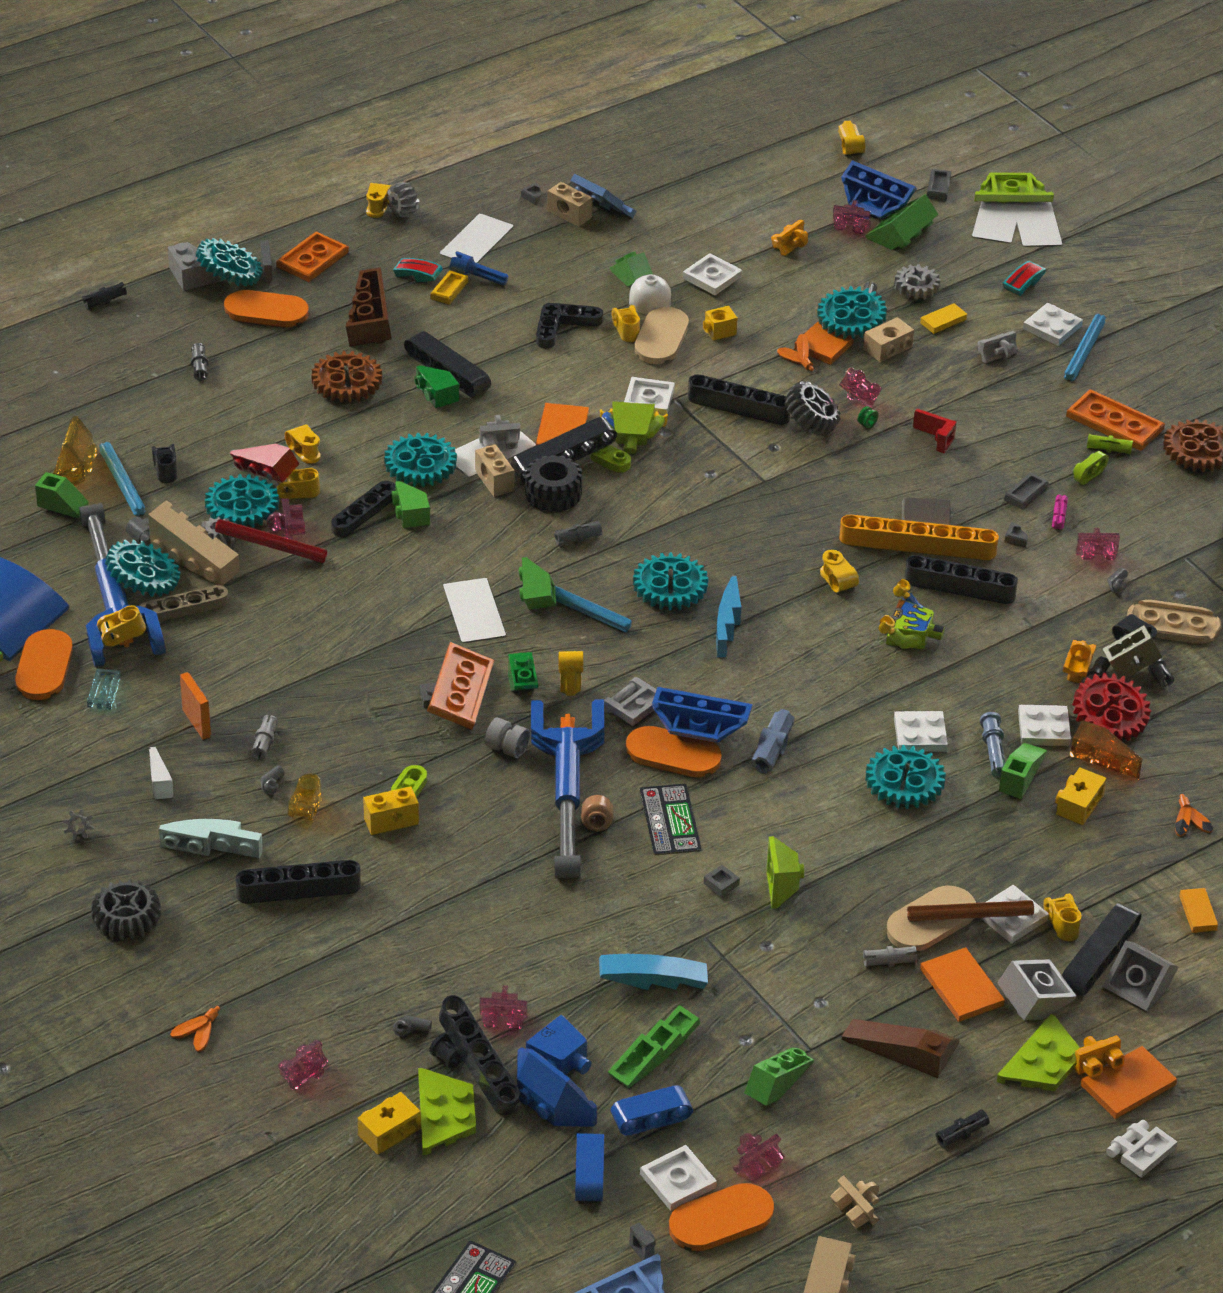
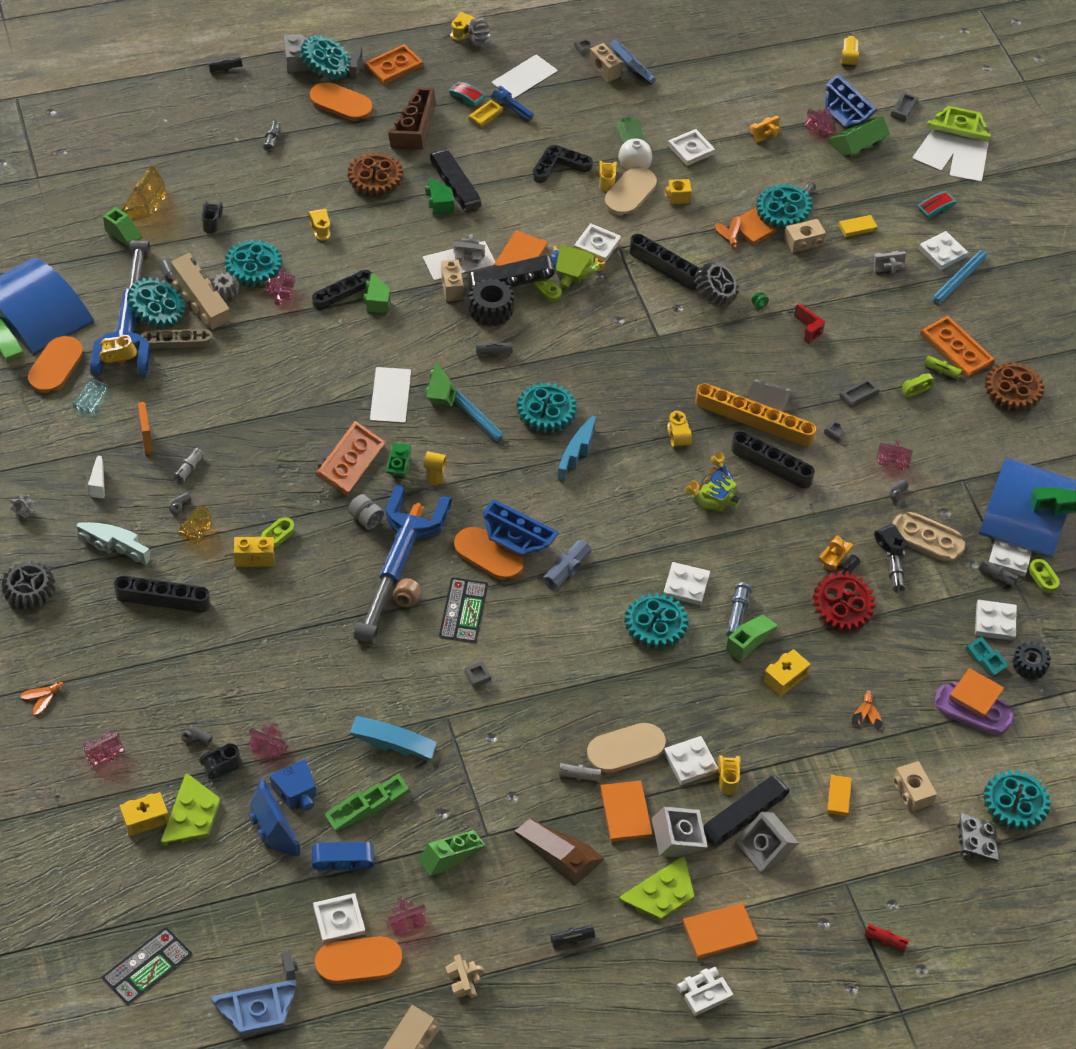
camera: 15 degrees right, 10 degrees up
(122, 478) = (175, 222): dark azure axle -> none
(269, 461) = (282, 234): red slope -> none
(271, 540) = (259, 302): red axle -> none
(300, 484) = (302, 257): yellow piece -> none
(420, 459) = (401, 257): teal gear -> none
(478, 1066) = (228, 787): black beam -> none
(589, 1167) = (276, 891): blue beam -> none
(636, 706) = (473, 509): light grey plate -> none
(782, 872) = (525, 680): lime slope -> none
(860, 388) = (762, 273): clear pink hips -> none
(917, 281) = (849, 190): light grey gear -> none
(970, 910) = (655, 751): dark orange axle -> none
(1044, 725) = (785, 602): white plate -> none
(1059, 512) = (877, 418): dark pink axle -> none
(1097, 1054) = (703, 901): light orange hips -> none
(1104, 749) = (819, 633): clear orange slope -> none
(1132, 652) = (878, 559): olive brick -> none

